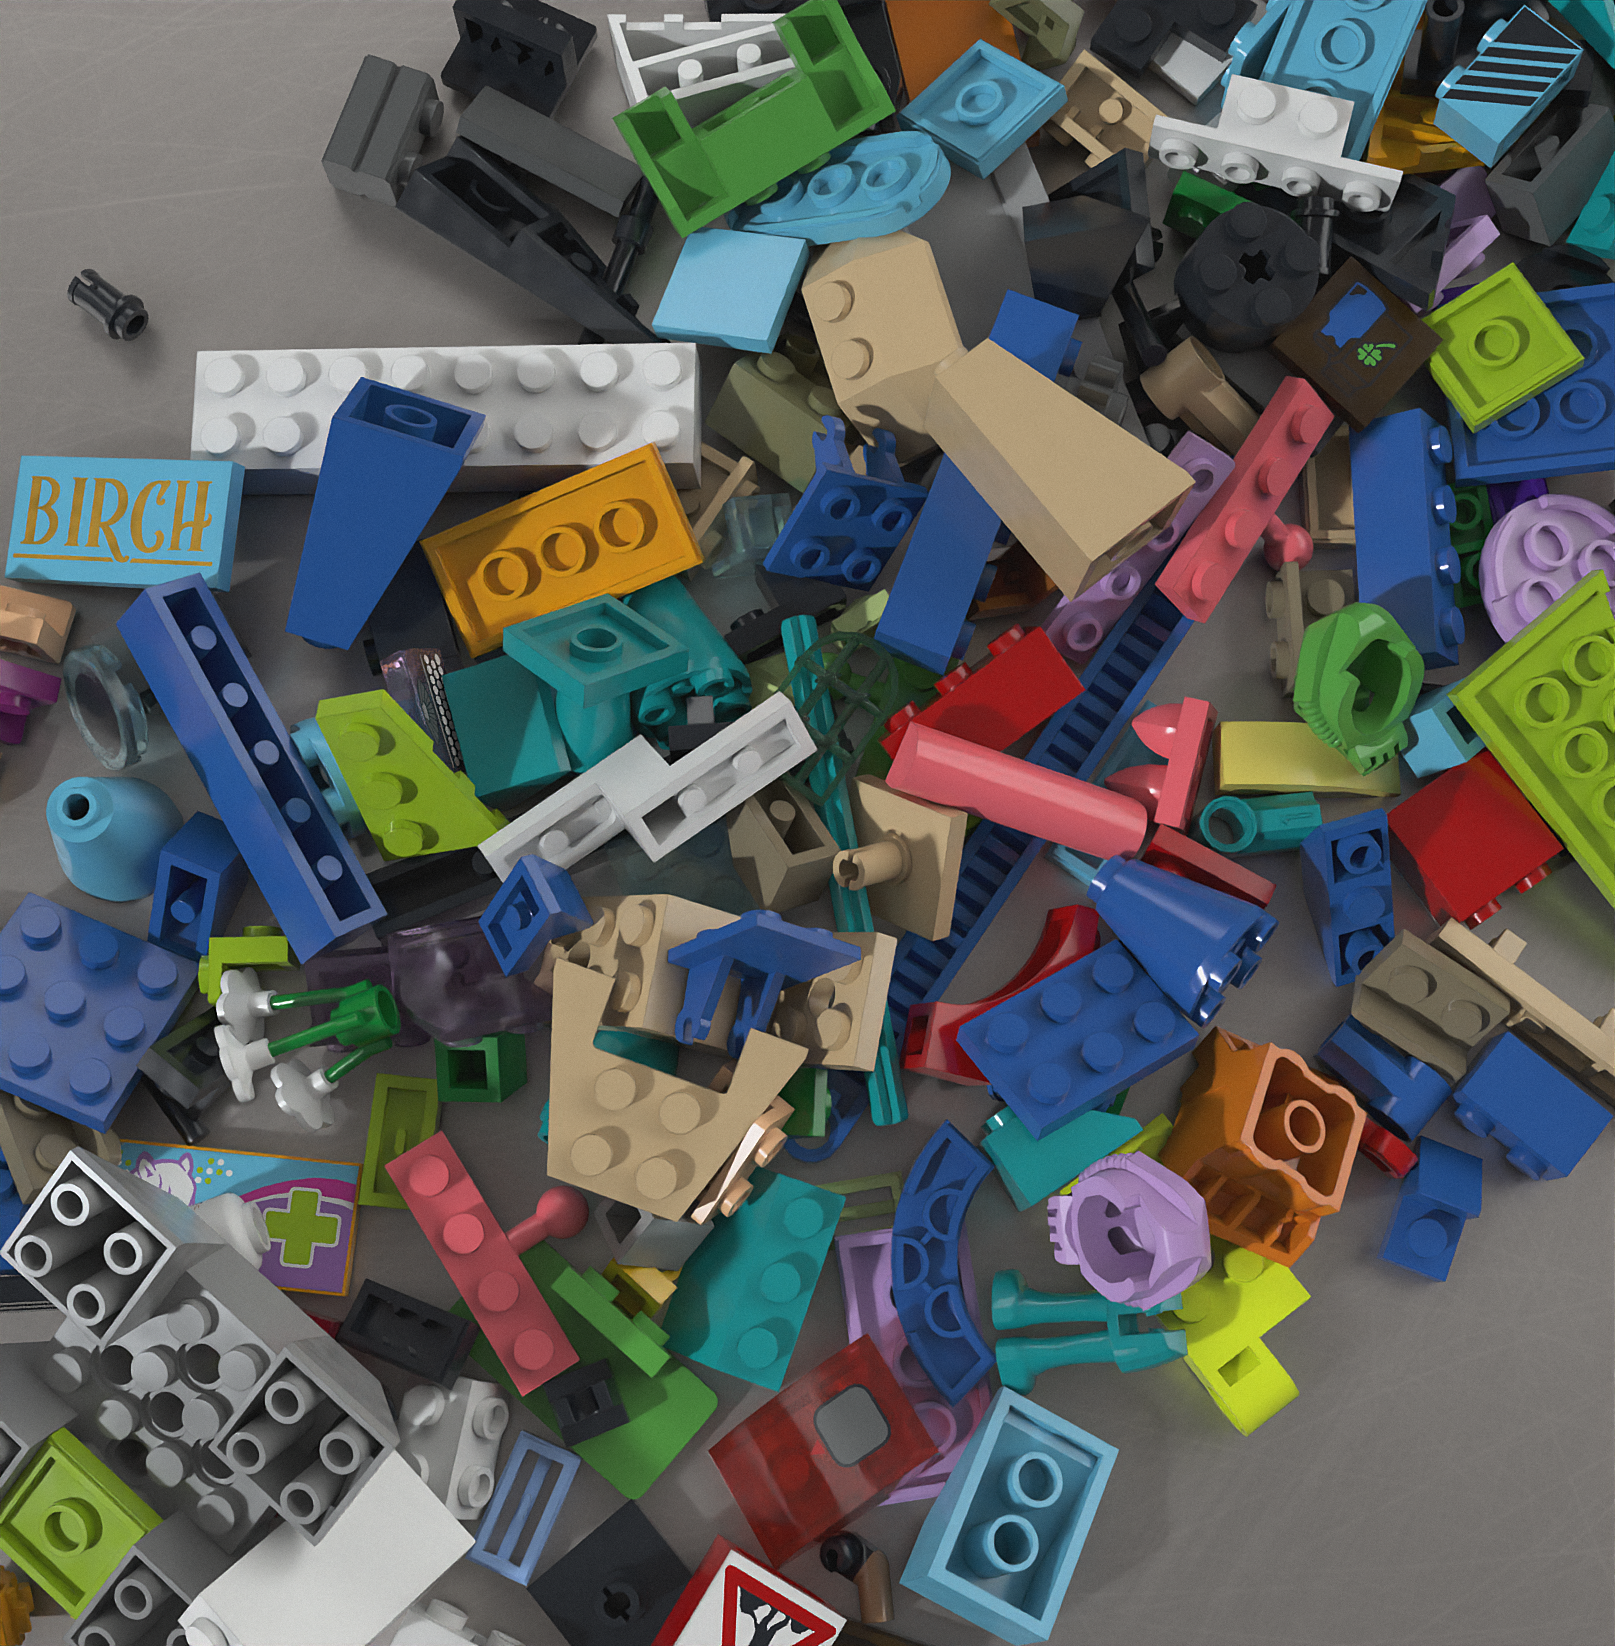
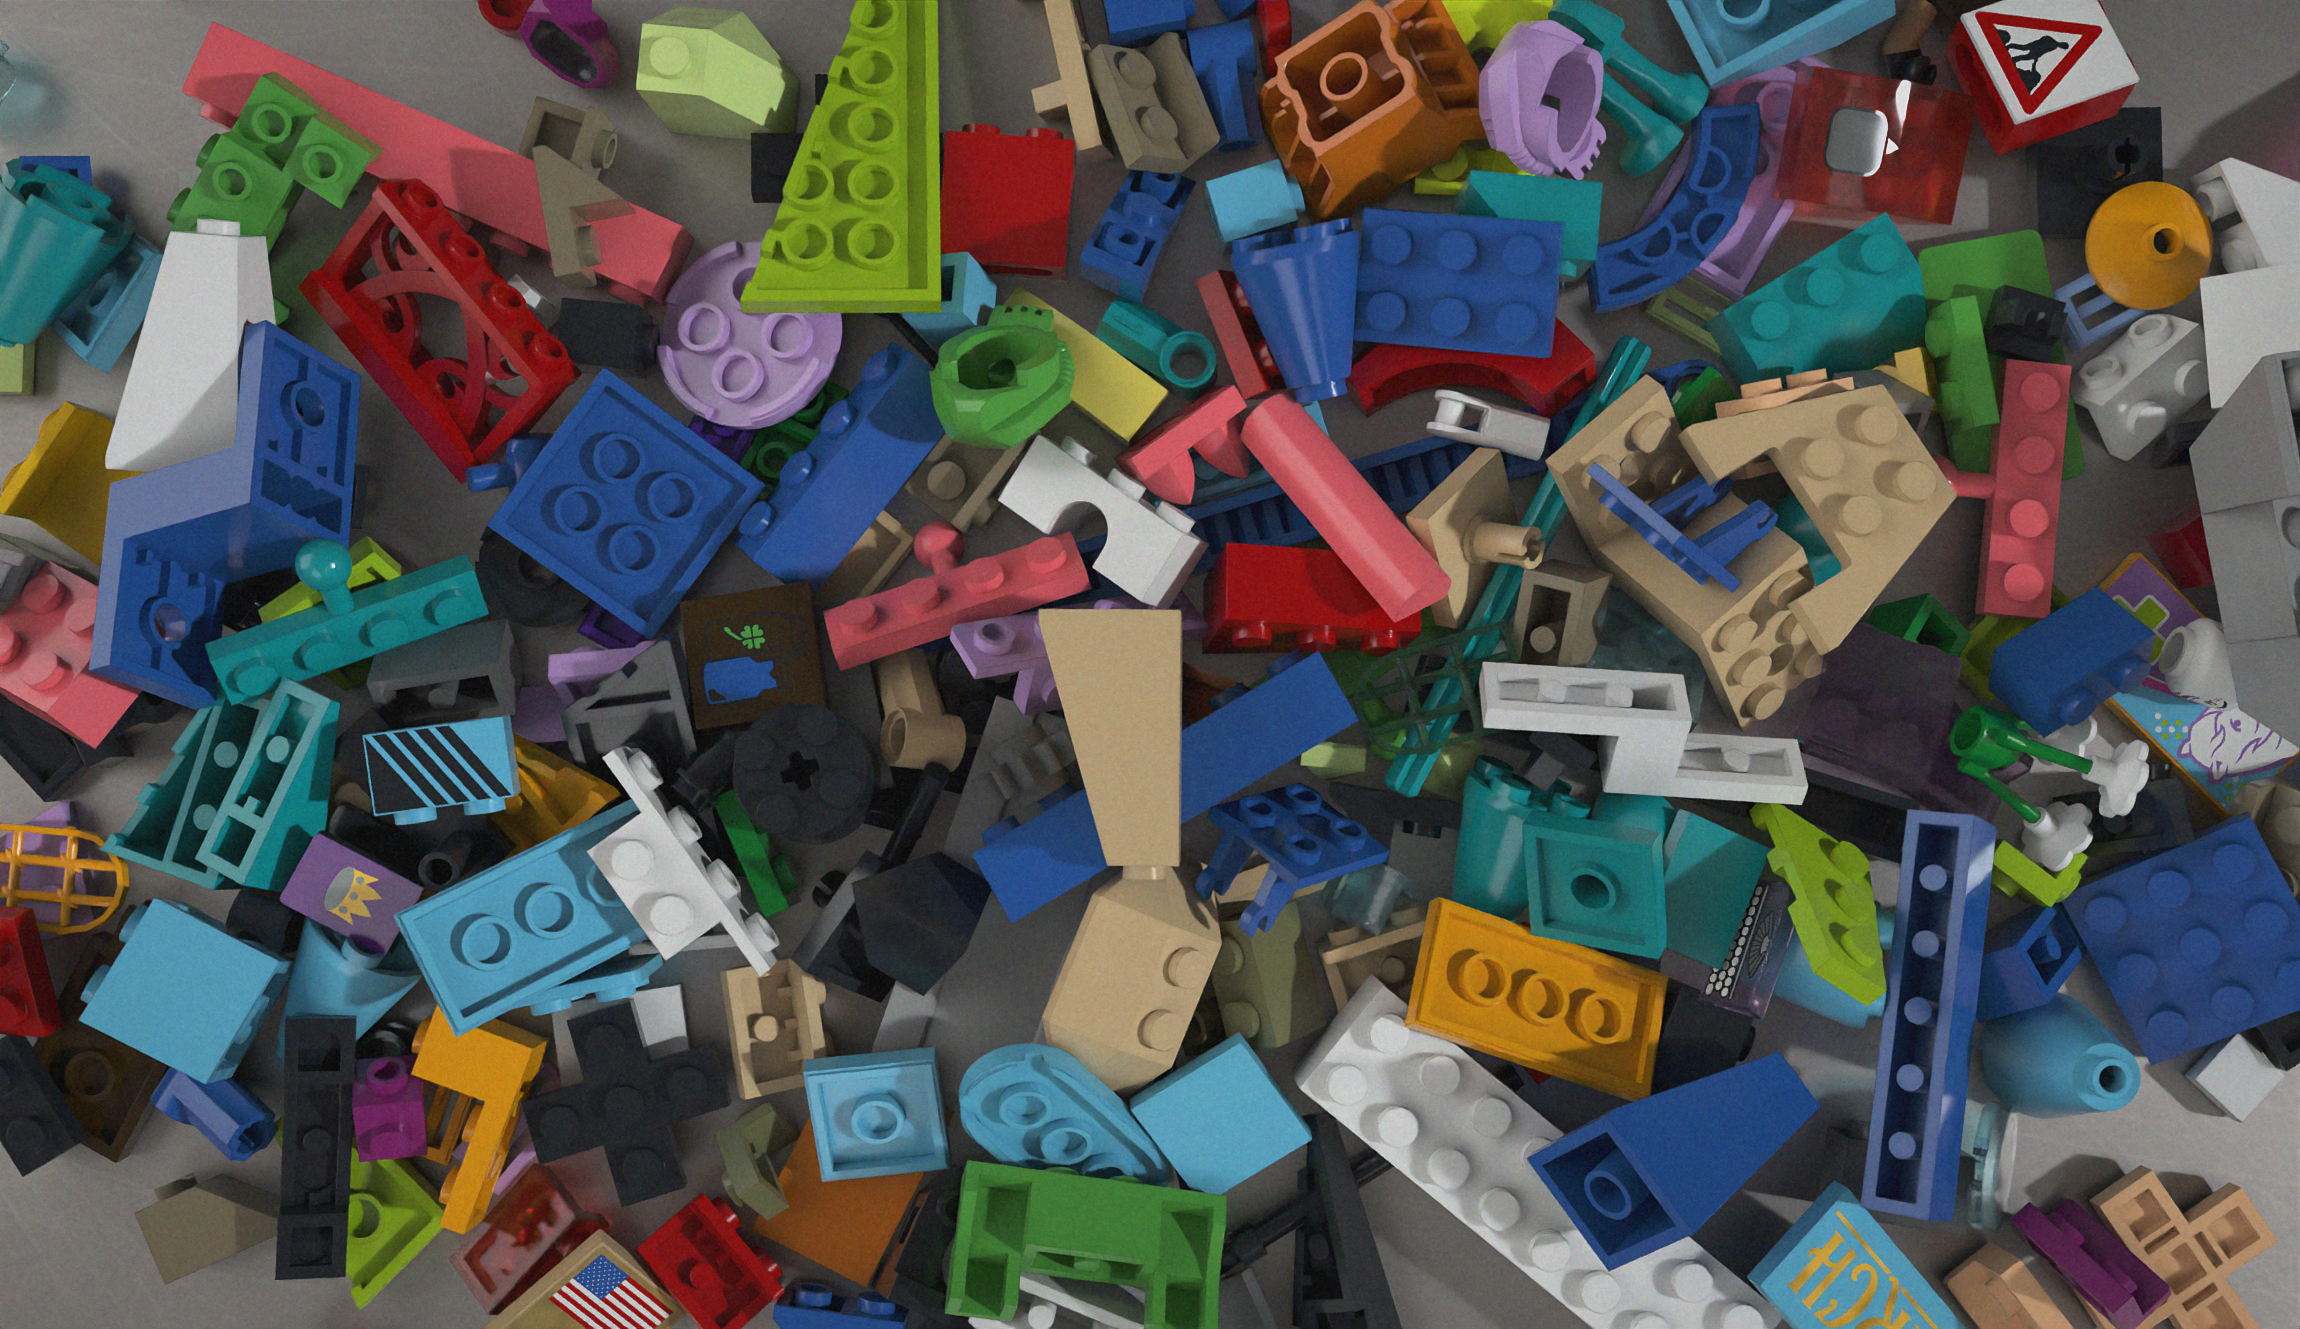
camera: 140 degrees left, 10 degrees up
(341, 1138) = (2071, 662): none -> blue brick
(408, 1333) = (2117, 482): black plate -> none
(530, 910) = (1795, 712): blue slope -> none
(565, 1555) = (2123, 250): none -> light orange dish
(946, 965) = (1498, 426): none -> white bar
(1143, 652) = (1146, 546): none -> white arch
(1279, 995) = (1253, 203): none -> medium azure brick
(1498, 348) = (640, 560): lime tile -> none

